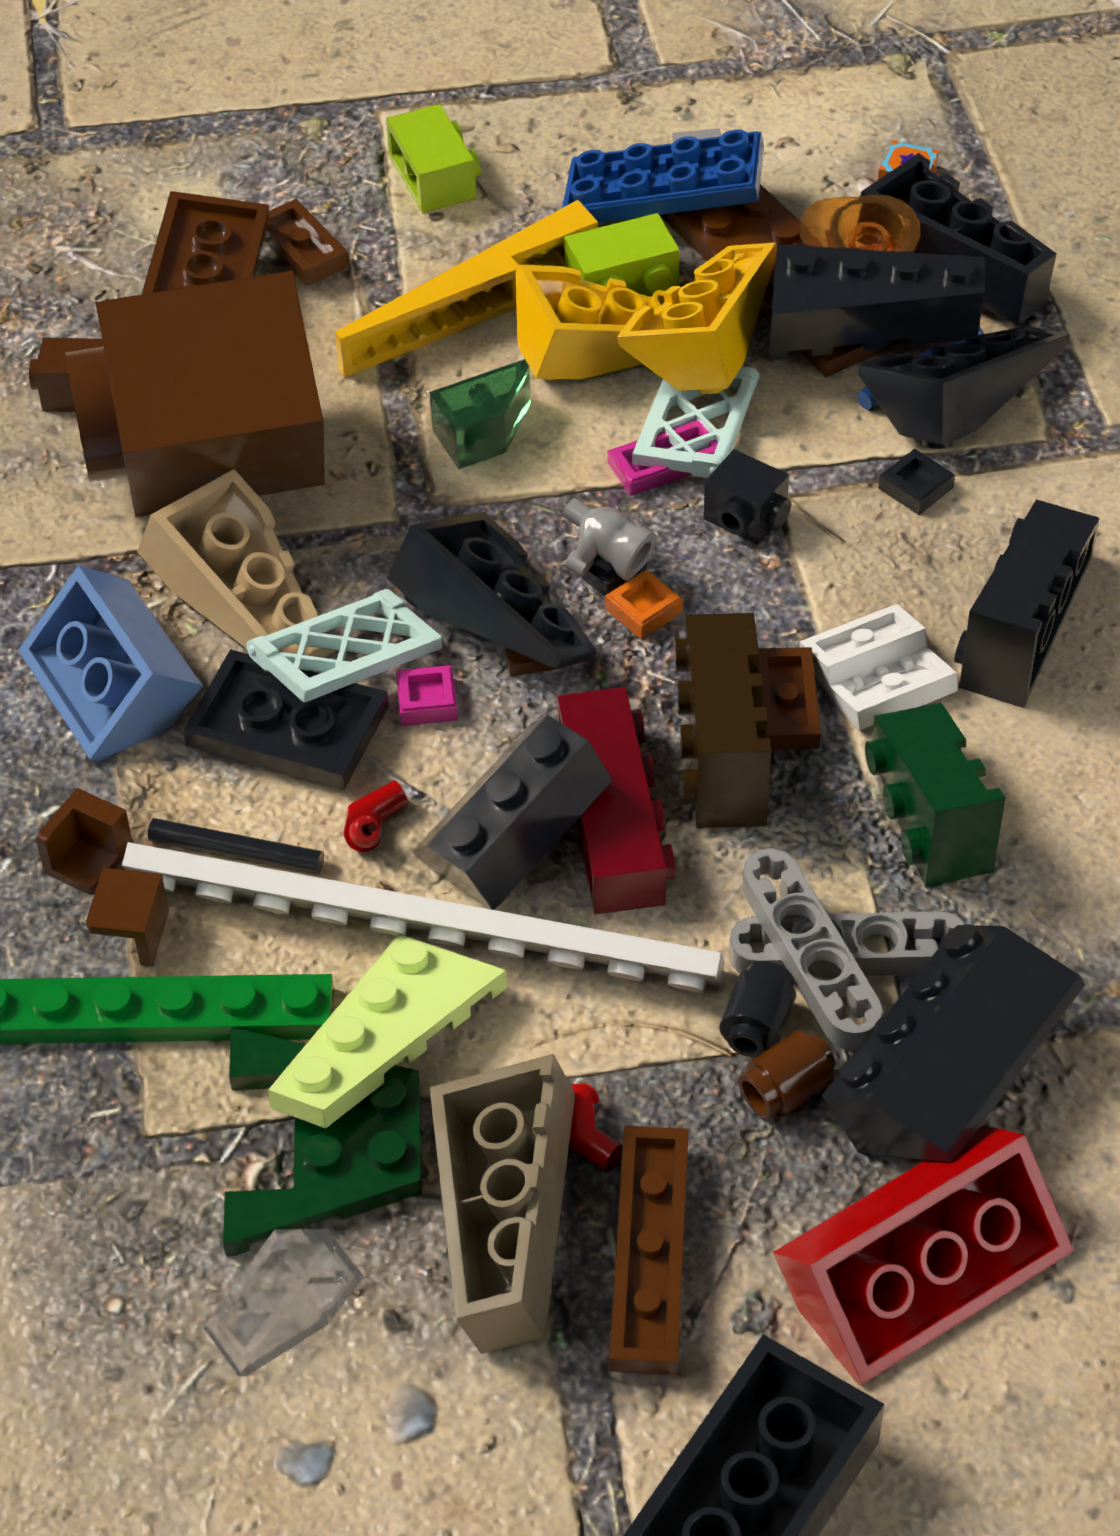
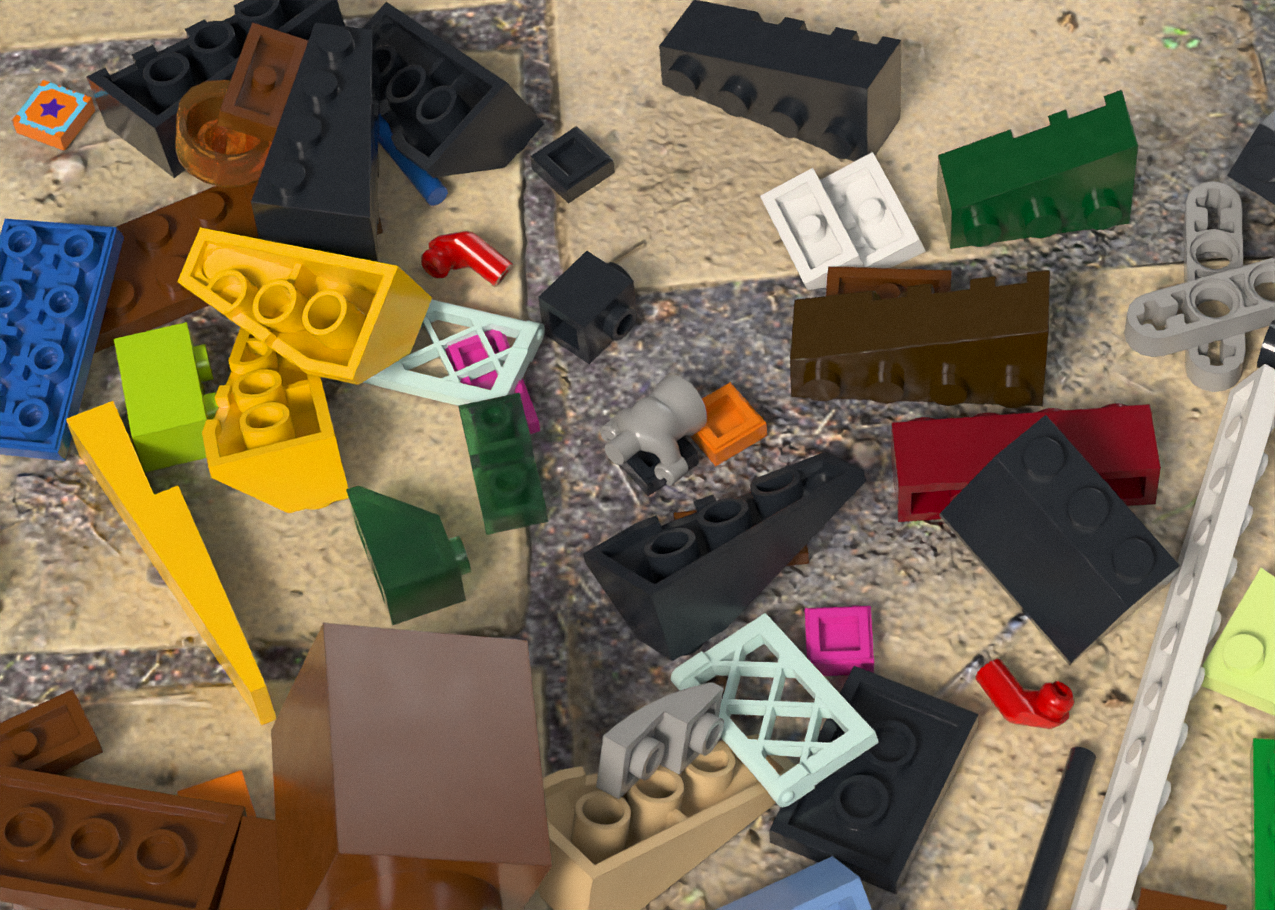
camera: 80 degrees left, 5 degrees up
(308, 571) = (661, 733): none -> light grey slope
(595, 461) = (503, 463): none -> clear green slope
(798, 419) = (463, 251): none -> red arm
(914, 231) = (261, 82): none -> reddish brown plate

